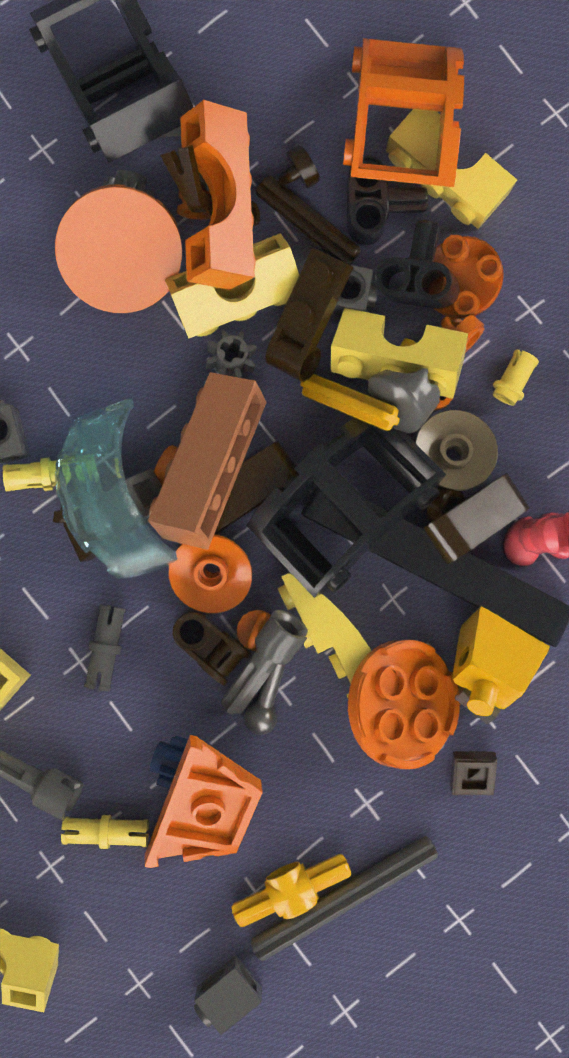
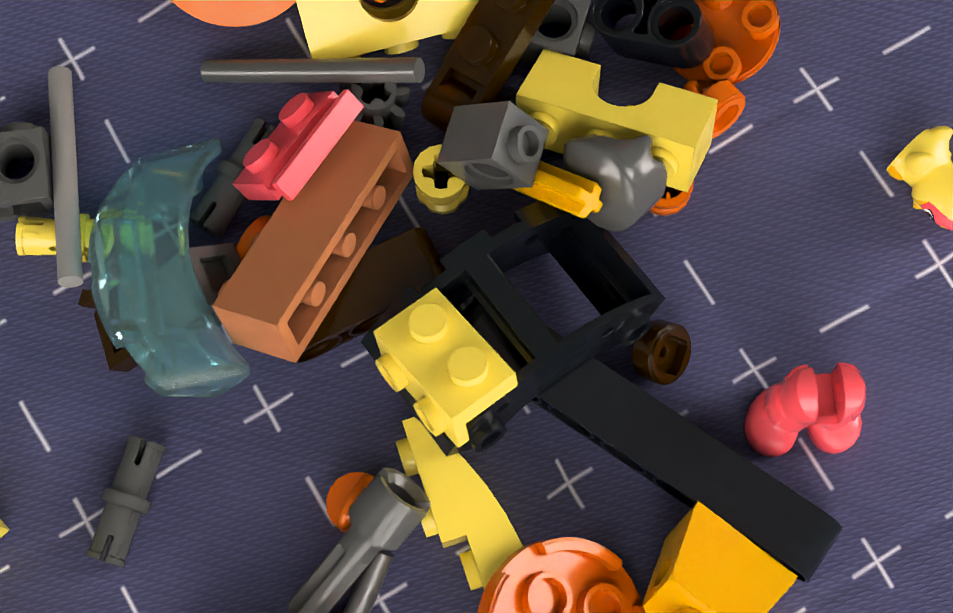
camera: 15 degrees right, 10 degrees down
(29, 434) = (65, 178): none -> light grey bar
(146, 419) = (224, 199): none -> dark grey pin
(186, 397) = (297, 146): none -> coral plate
(189, 342) = (314, 70): none -> dark grey bar
(208, 590) = (284, 432): orange dish -> none
(211, 647) = (283, 518): dark brown piece -> none
(294, 397) = (437, 200): none -> light yellow bush
(306, 541) = (441, 365): none -> light yellow bracket
(320, 384) = (493, 146): none -> dark grey brick
(468, 437) = (703, 254): dark tan dish -> none
(476, 518) = (703, 368): beam -> none
(515, 377) = (783, 180): light yellow pin -> none

